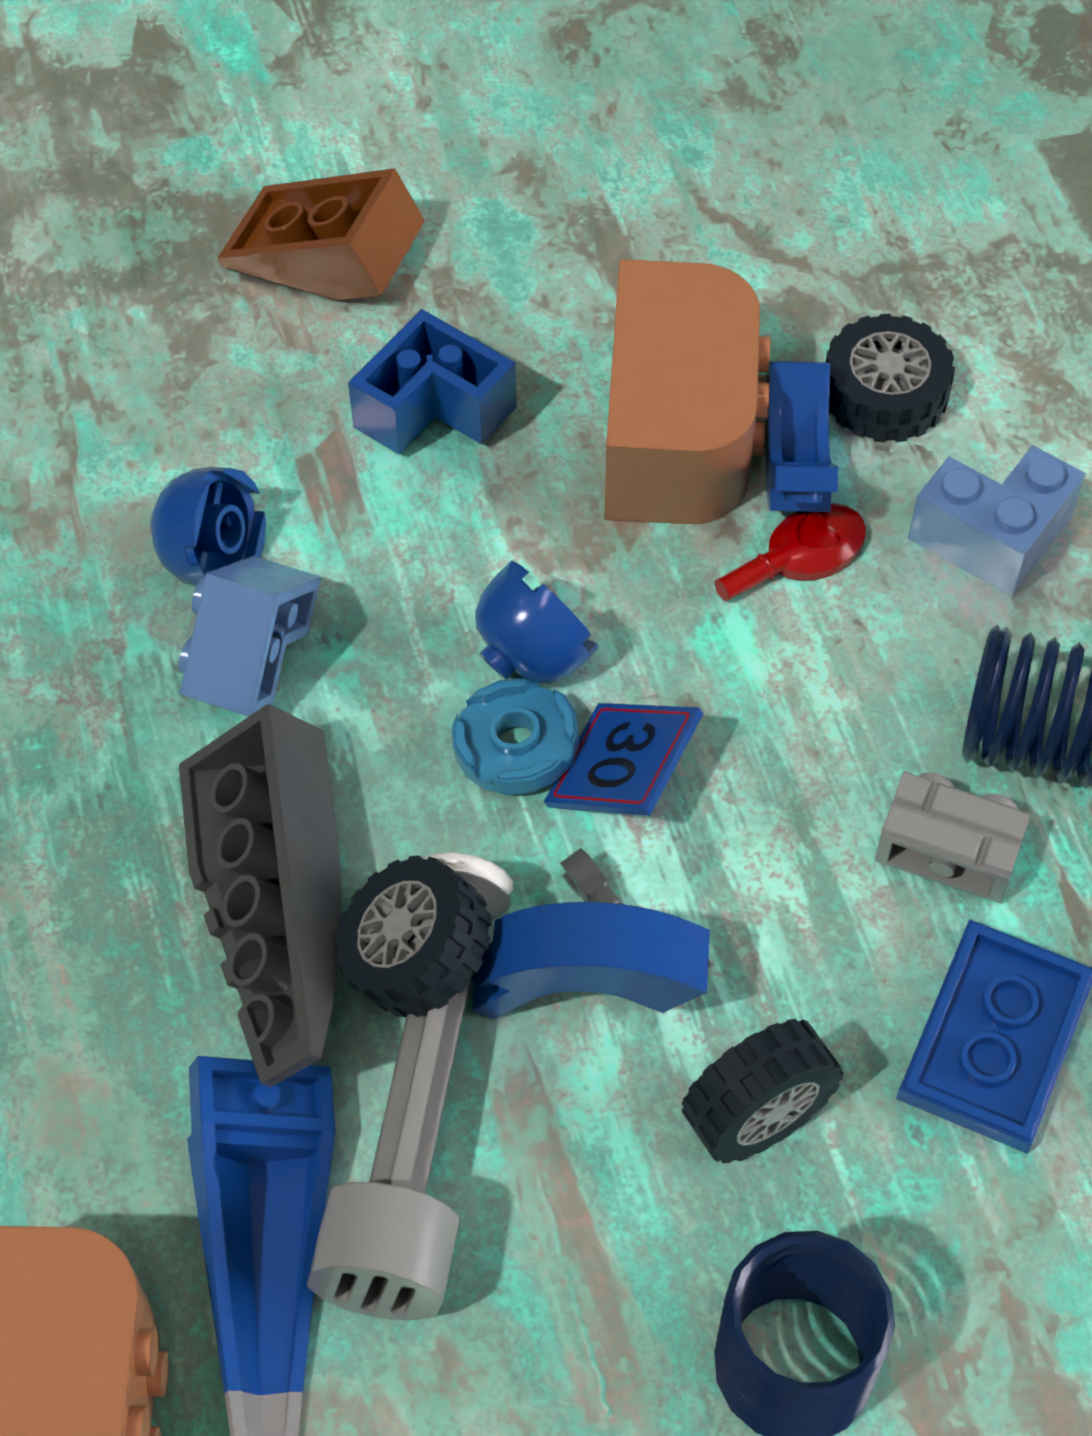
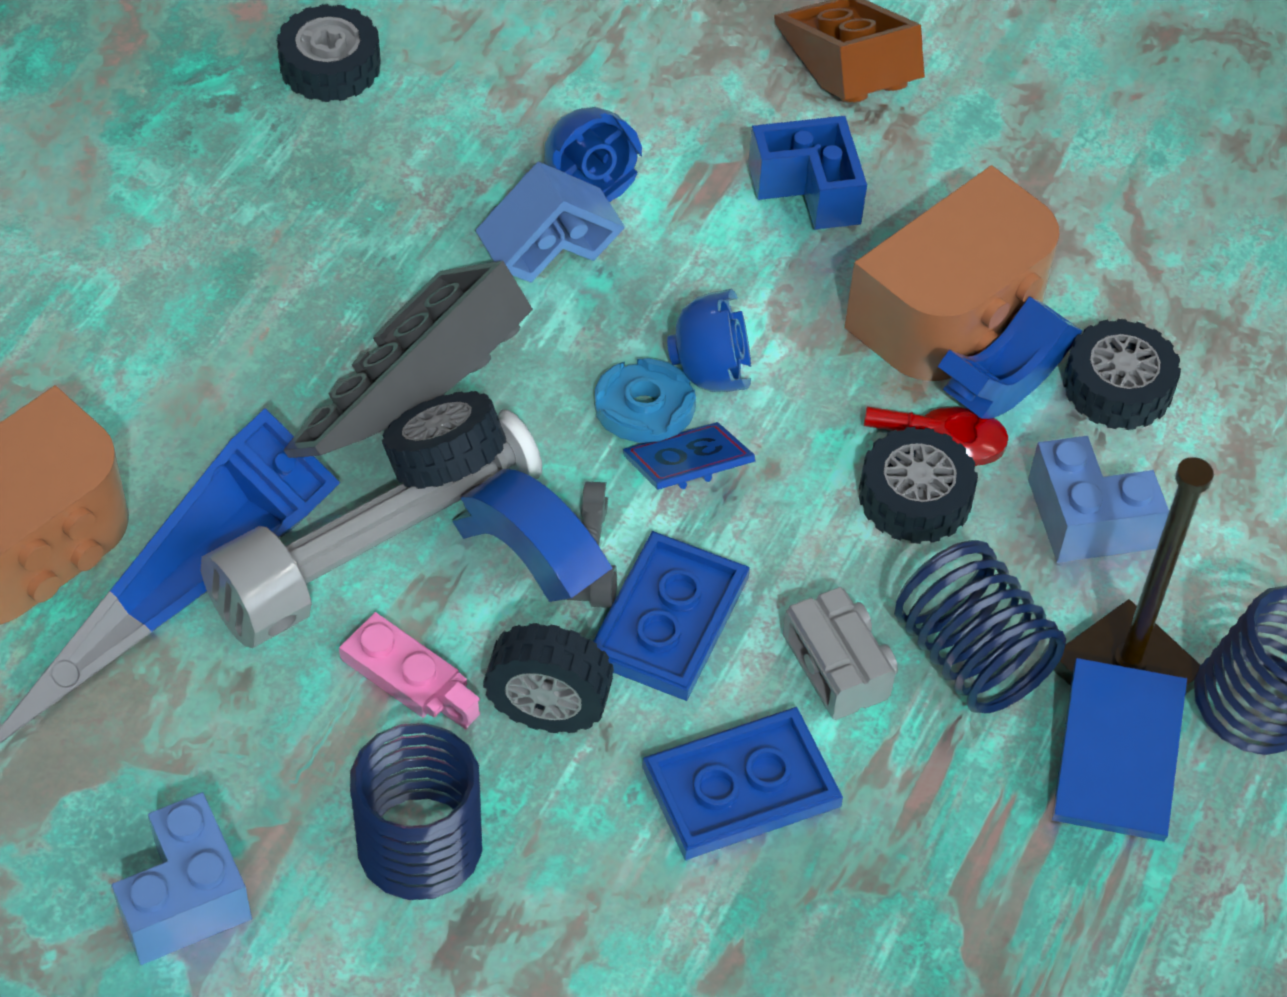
camera: 40 degrees right, 5 degrees down
(600, 1199) = (409, 671): none -> bright pink hinge
(769, 929) = (670, 614): none -> blue tile
(833, 592) = (940, 481): none -> black wheel

